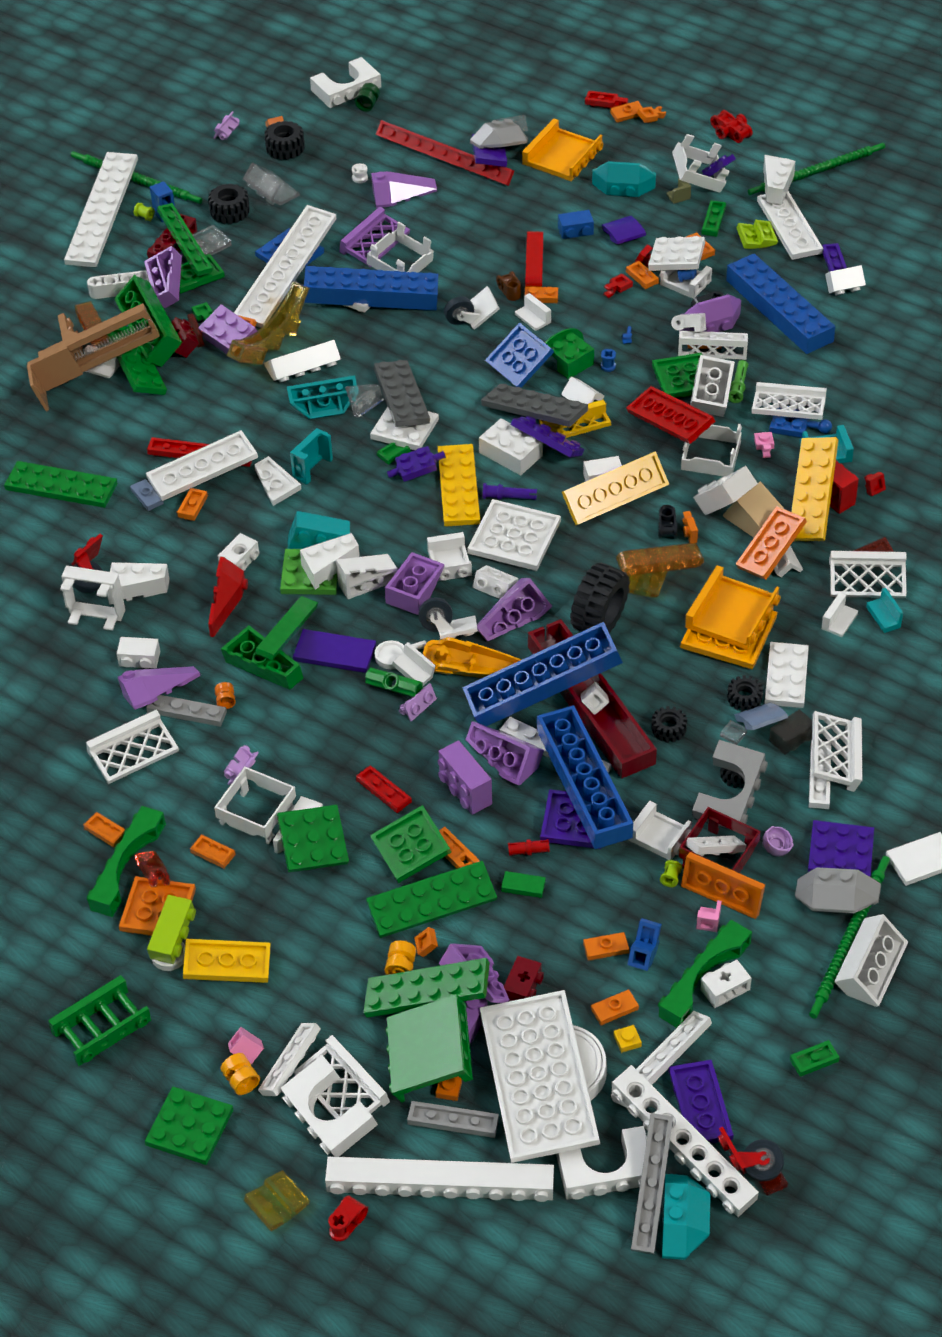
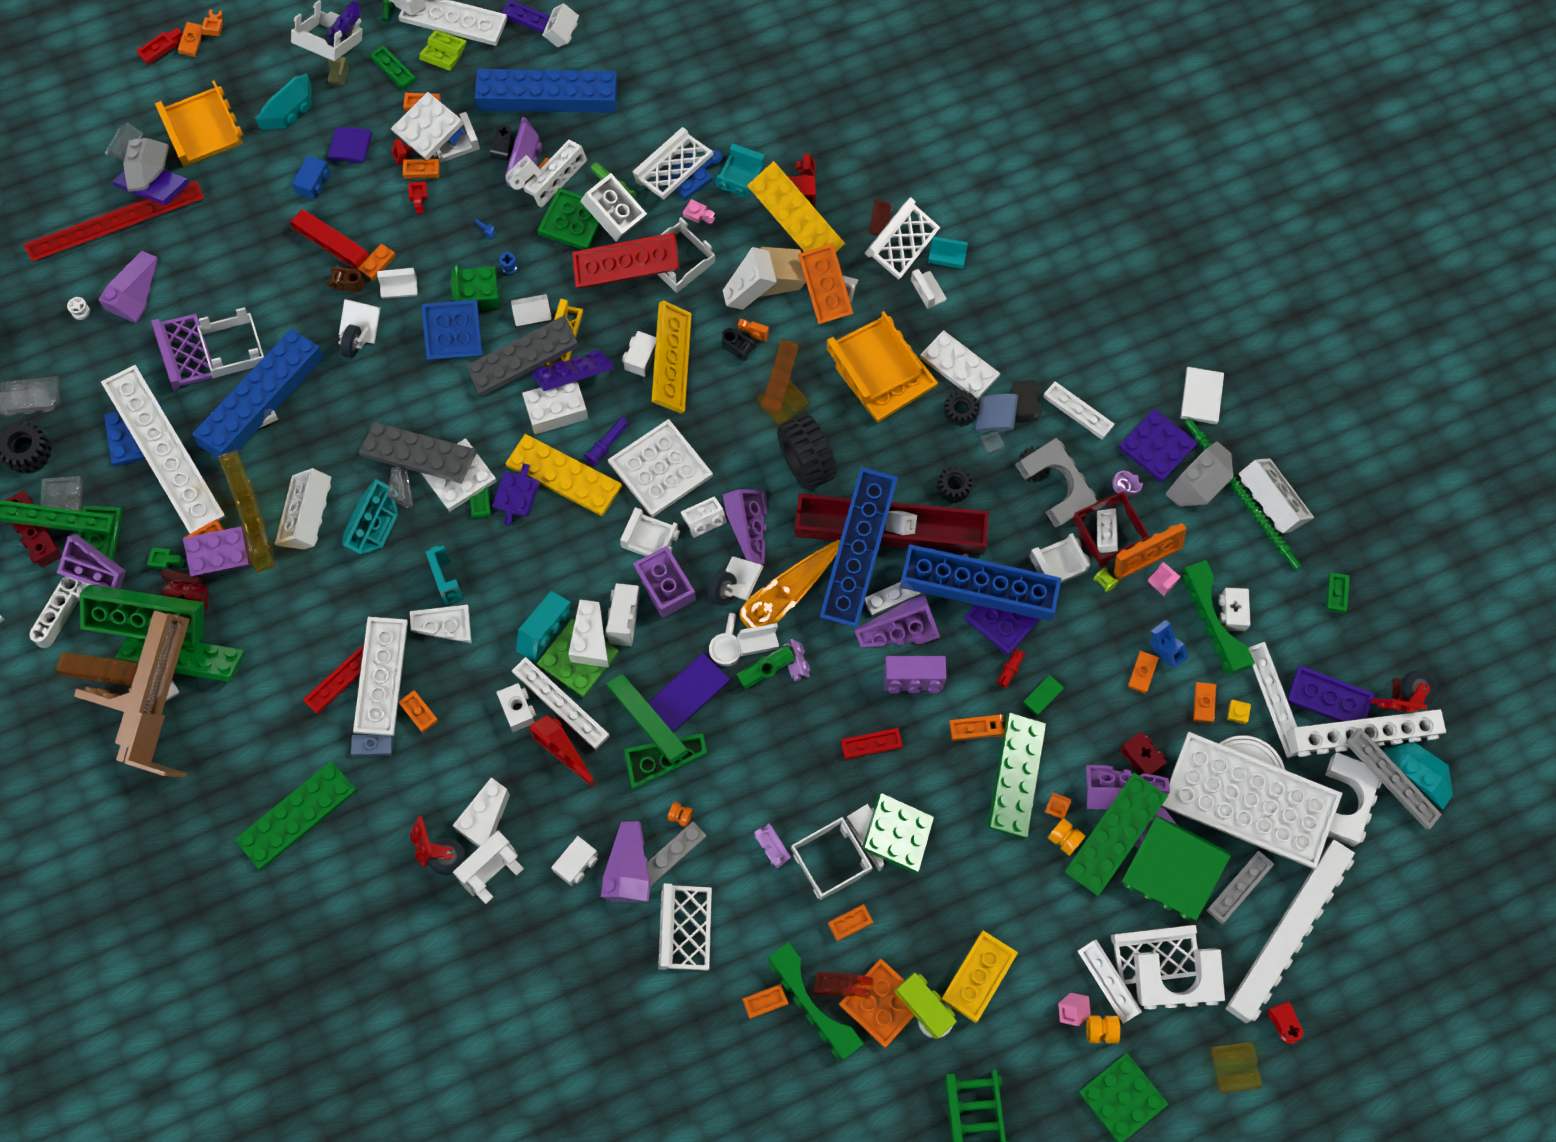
camera: 60 degrees left, 20 degrees up
(263, 579) = (560, 703): none -> white plate
(410, 844) = (952, 758): green plate -> none
(853, 765) = (1075, 374): white fence -> none

